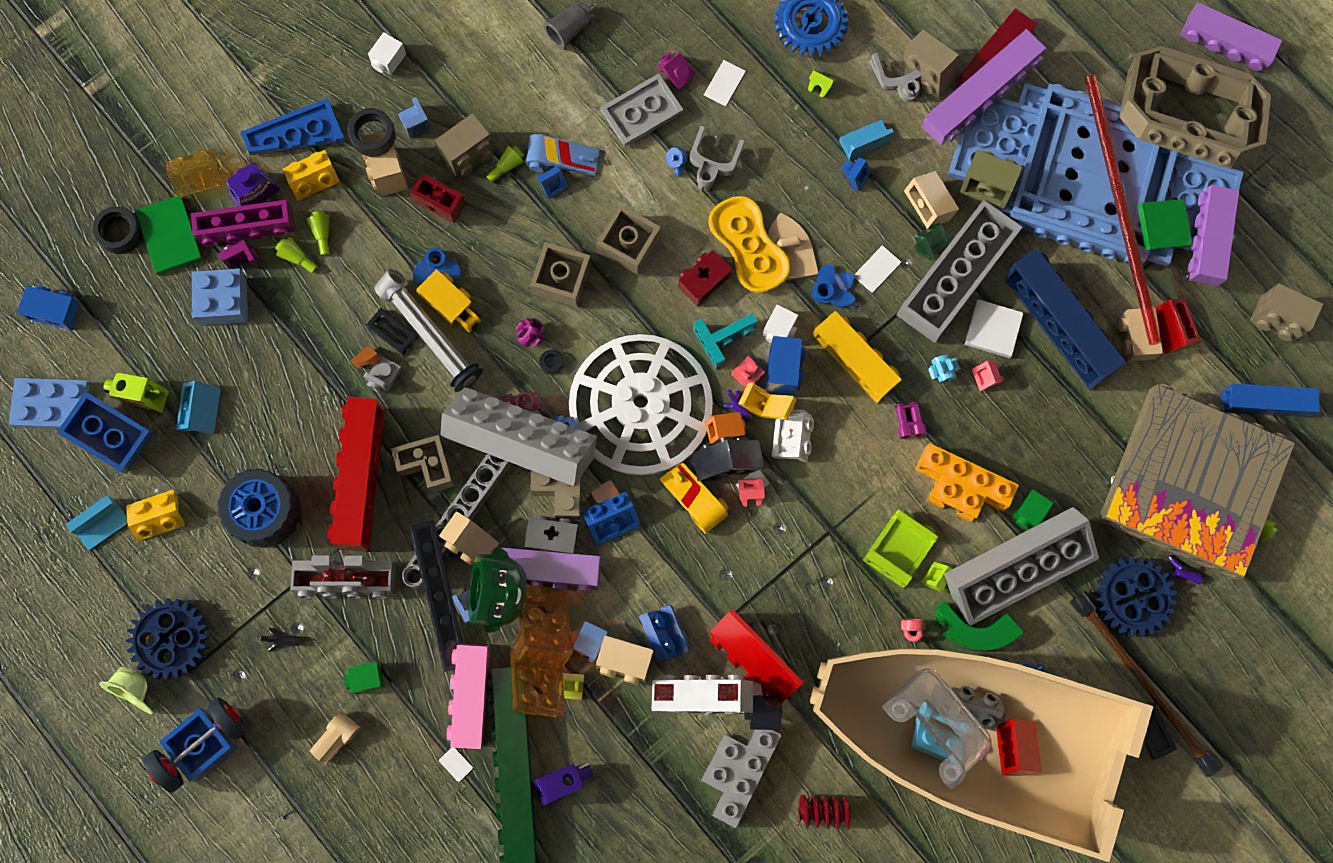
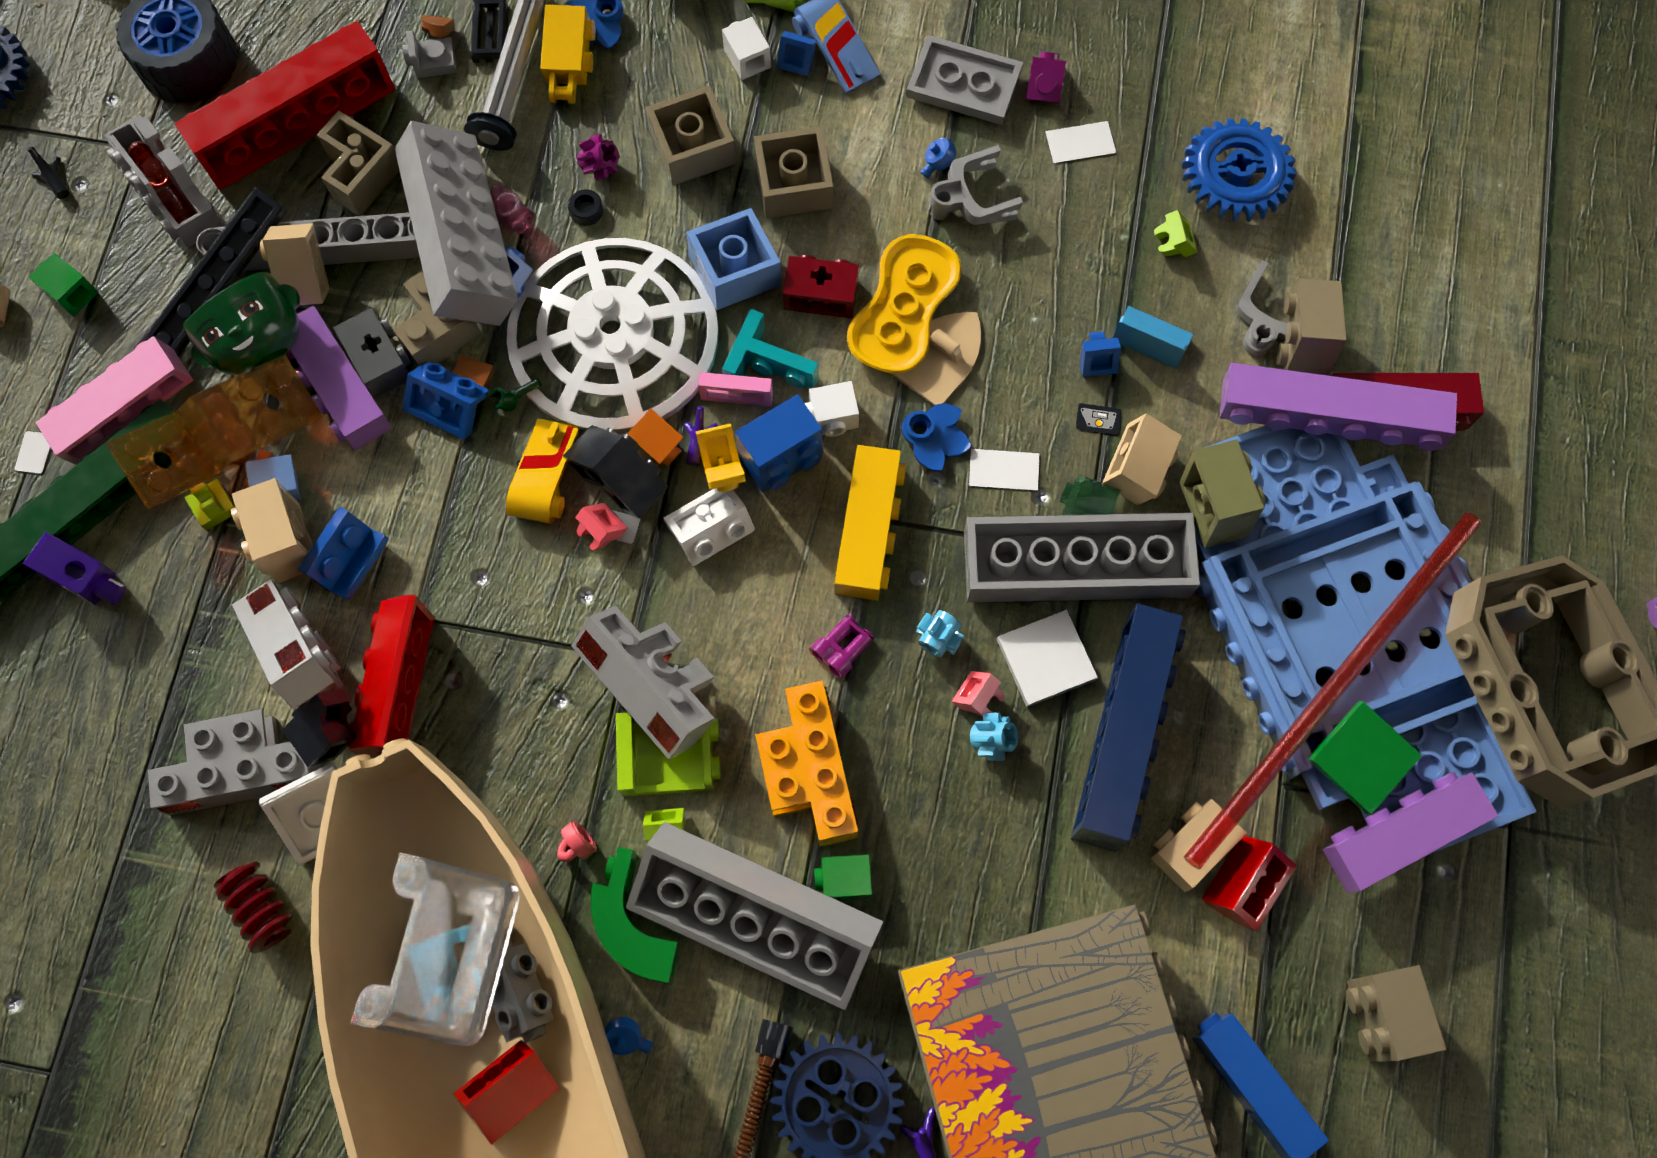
camera: 55 degrees right, 5 degrees down
(526, 205) = (746, 48): none -> white brick
(637, 479) = (510, 397): none -> dark green hand
(654, 309) = (734, 258): none -> medium blue brick
(729, 365) = (735, 389): none -> bright pink tile
(748, 372) = (744, 412): coral tile -> none
(800, 746) = (298, 812): none -> white tile
(864, 530) = (643, 683): none -> light grey piece
(886, 202) = (1098, 419): none -> black sticker
(1016, 384) = (994, 736): none -> medium azure gear

